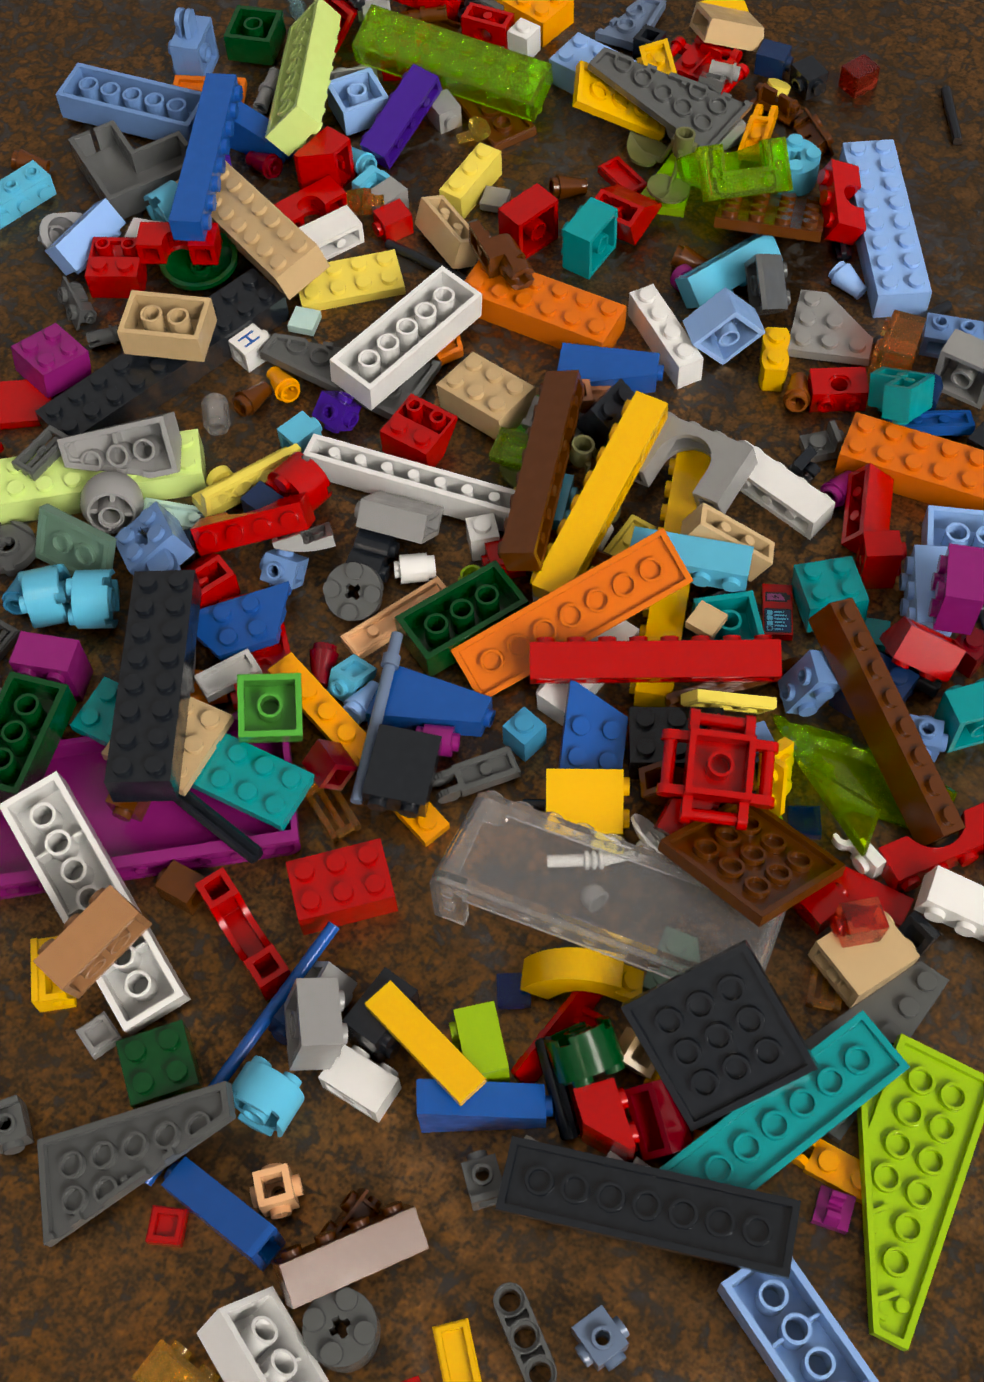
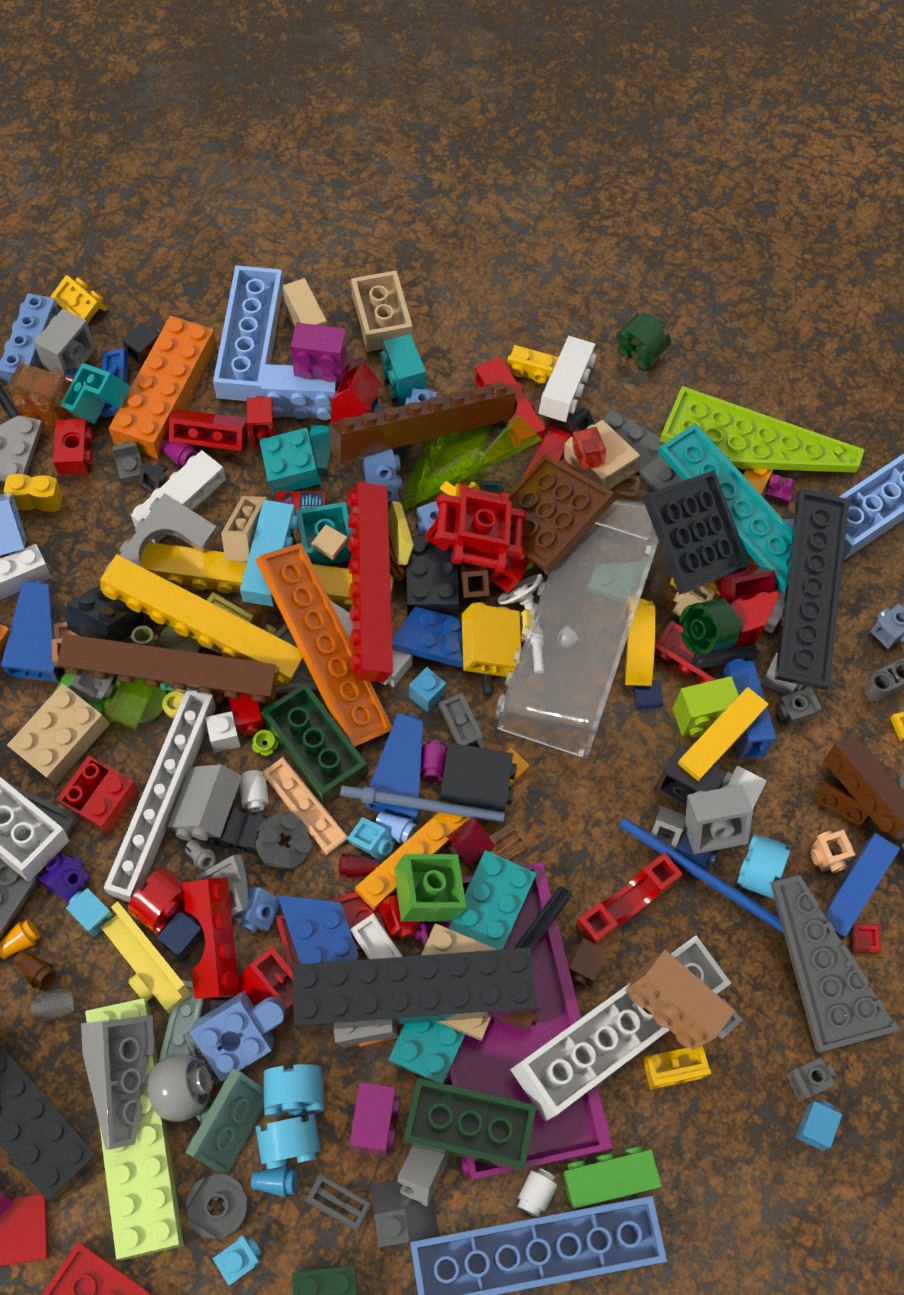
camera: 100 degrees left, 5 degrees up
(45, 455) = (135, 1187): dark grey tile -> none
(159, 1064) = (749, 956): dark green brick -> none
(341, 886) = (577, 826): red brick -> none
(342, 522) = (202, 857): none -> light grey pin
(797, 394) = (72, 477): dark orange cone -> none
(870, 864) = (517, 459): white plate -> none

